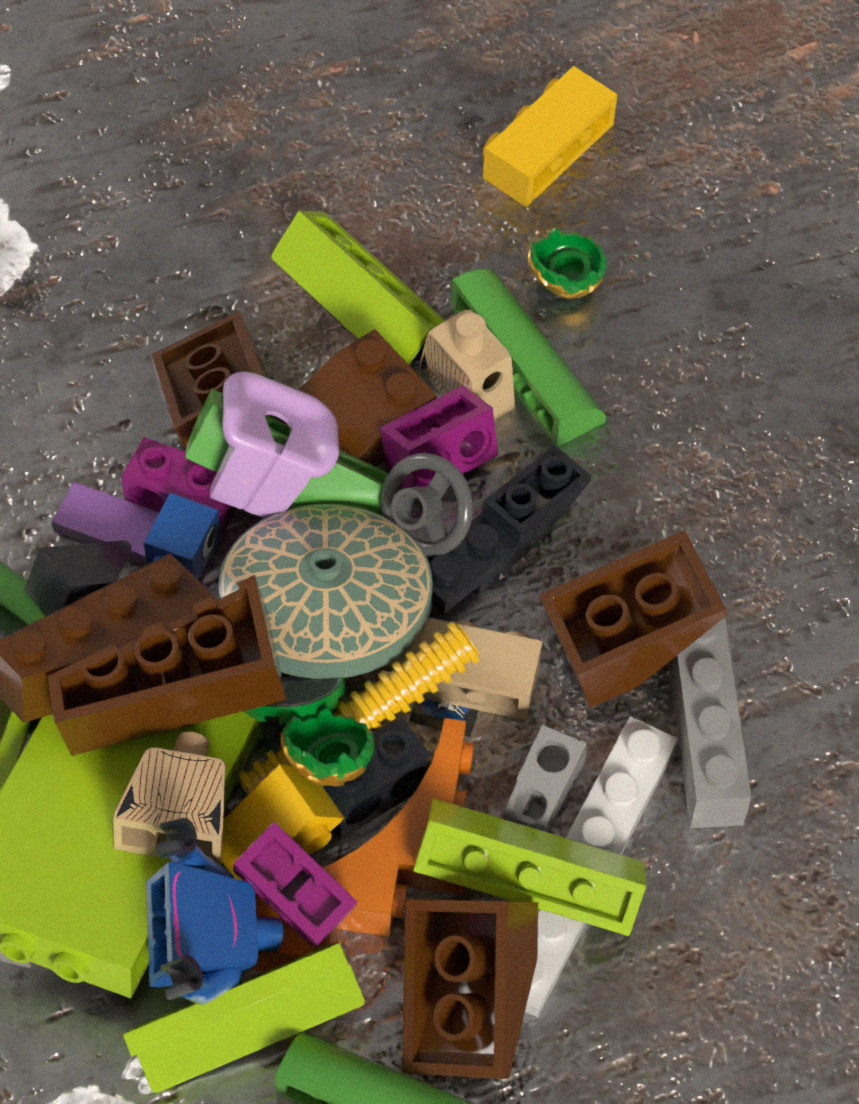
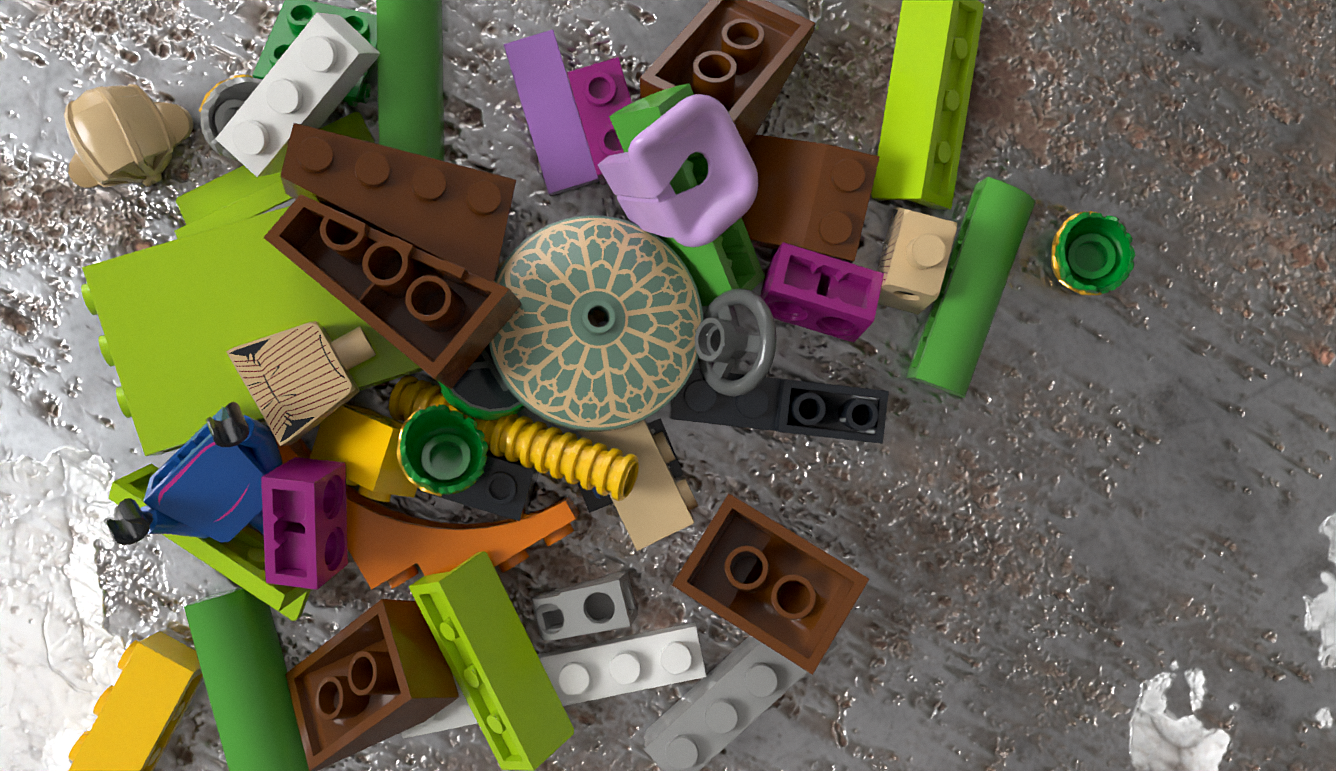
camera: 60 degrees right, 30 degrees up
(74, 571) = (448, 122): black slope -> none
(185, 531) = (554, 167): blue brick -> none
(548, 135) = (1224, 128): yellow brick -> none

